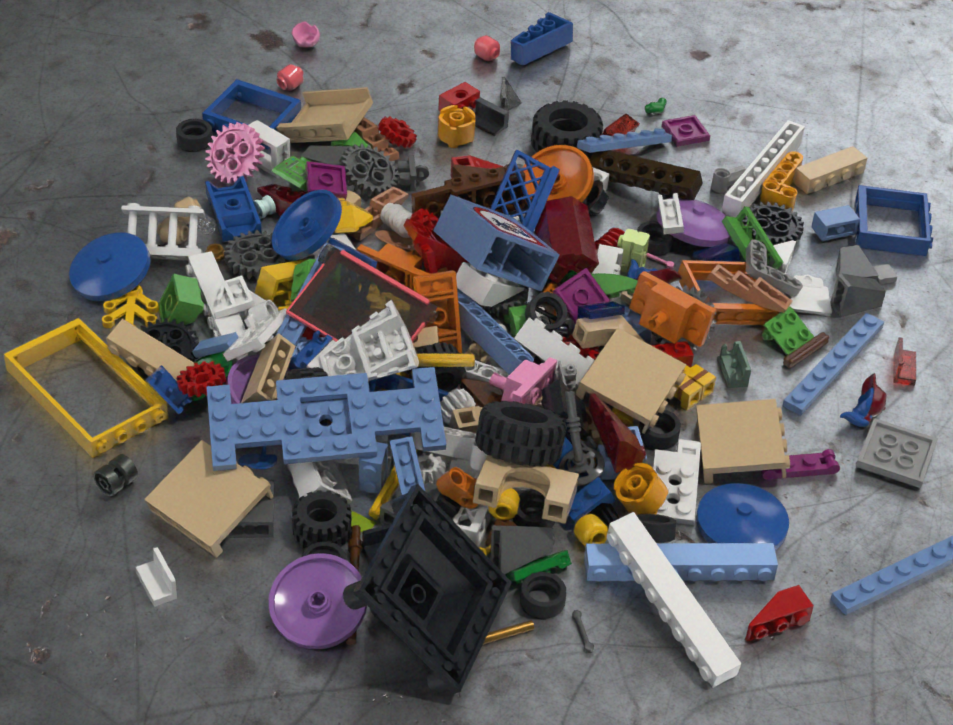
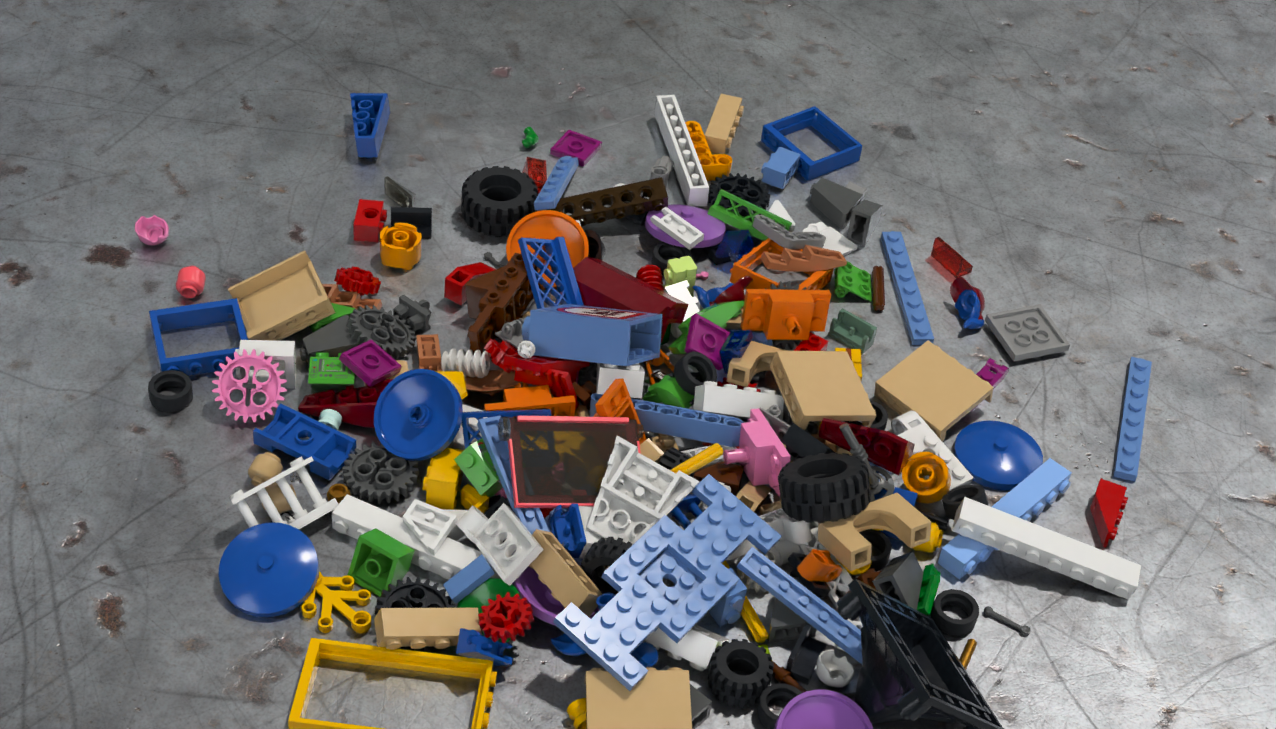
camera: 45 degrees left, 0 degrees up
(423, 221) = (526, 349): none -> white axle
(487, 48) = (331, 156): coral head -> none

